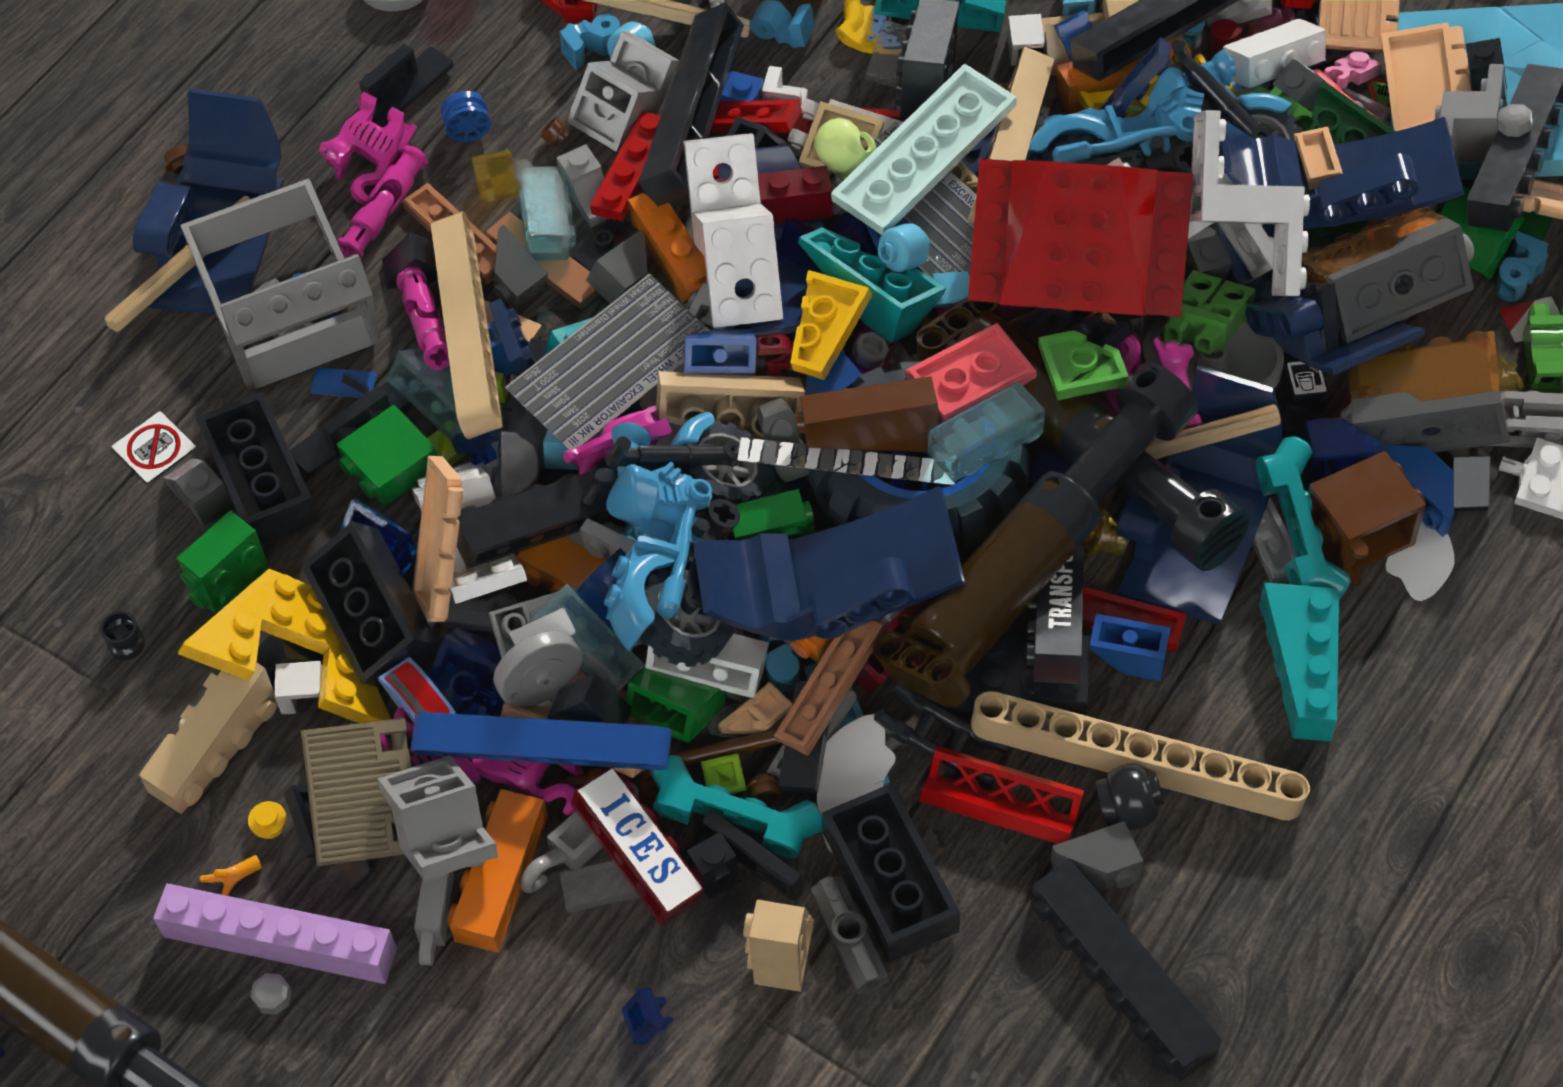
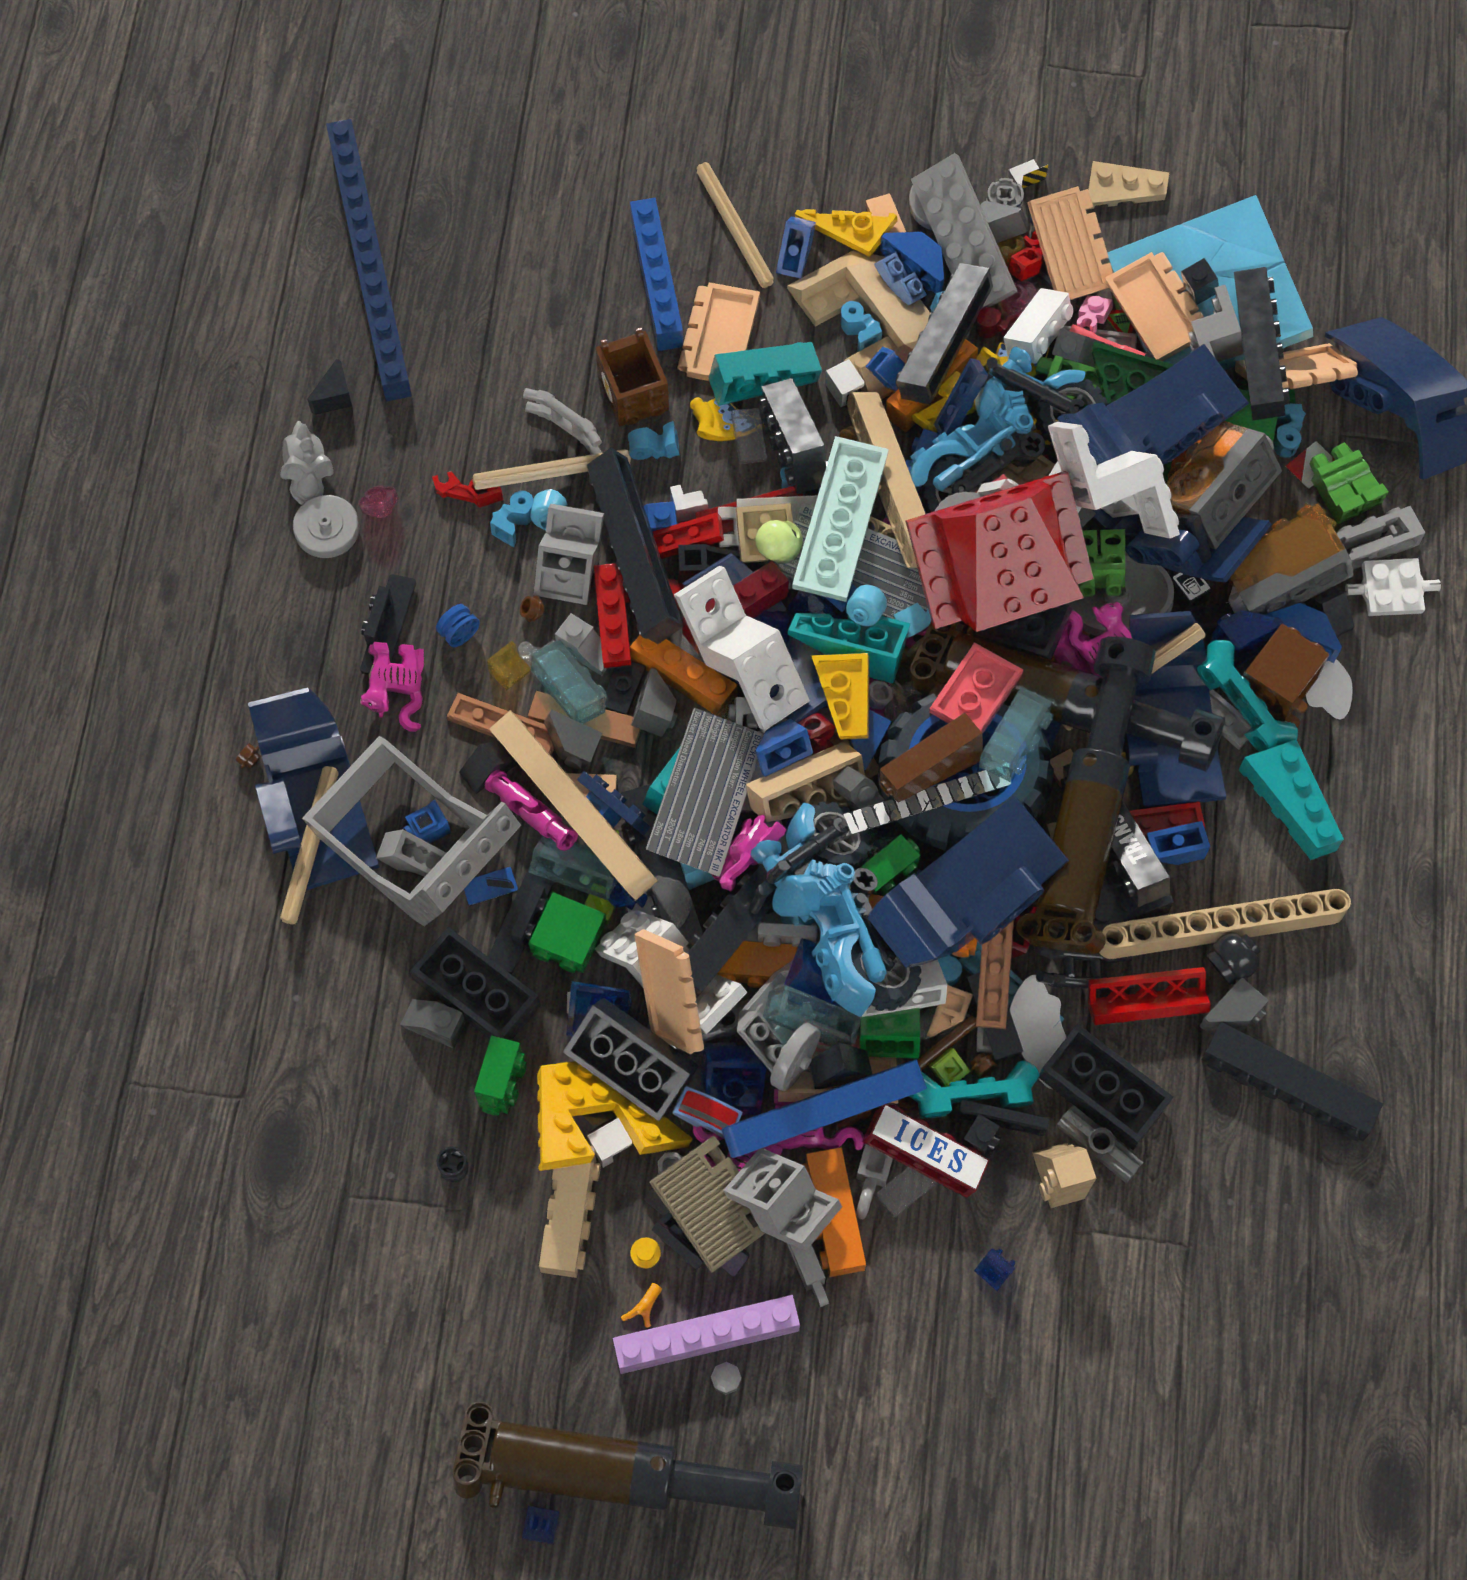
camera: 30 degrees left, 10 degrees up
(153, 446) = (375, 1002): sticker -> none
(371, 218) = (433, 738): dark pink piece -> none
(554, 621) = (784, 1029): white sticker -> none
(1080, 366) = (1054, 653): bright green plate -> none
(1317, 156) = (1126, 409): light nougat tile -> none
(1514, 120) = (1253, 326): light grey tile -> none

